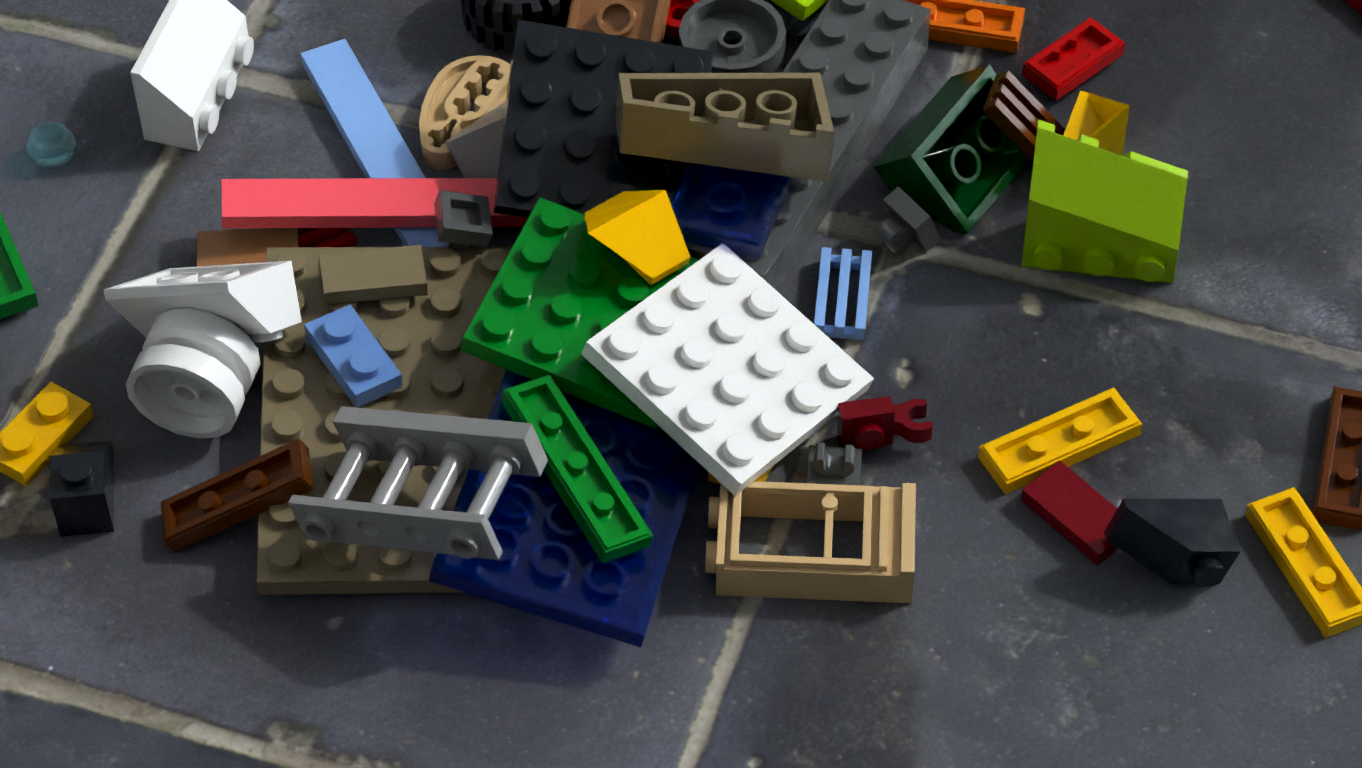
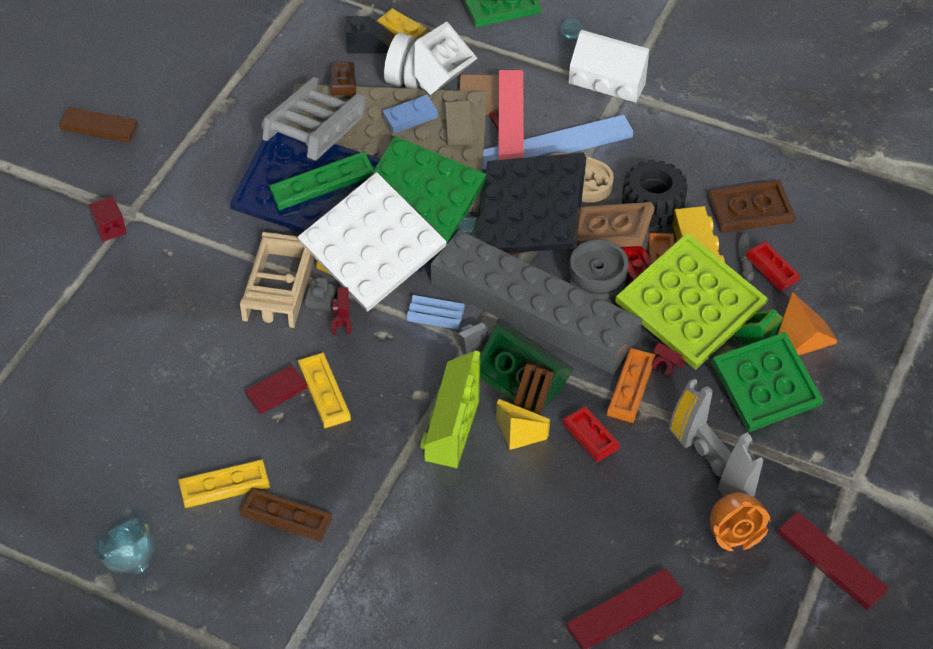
camera: 95 degrees right, 0 degrees up
(462, 220) = (487, 152): dark grey tile -> none
(641, 231) = (449, 199): yellow slope -> none
(728, 121) = (511, 244): dark tan wedge -> none
(729, 207) = (471, 245): clear blue tile -> none
(1176, 538) = (238, 418): black slope -> none

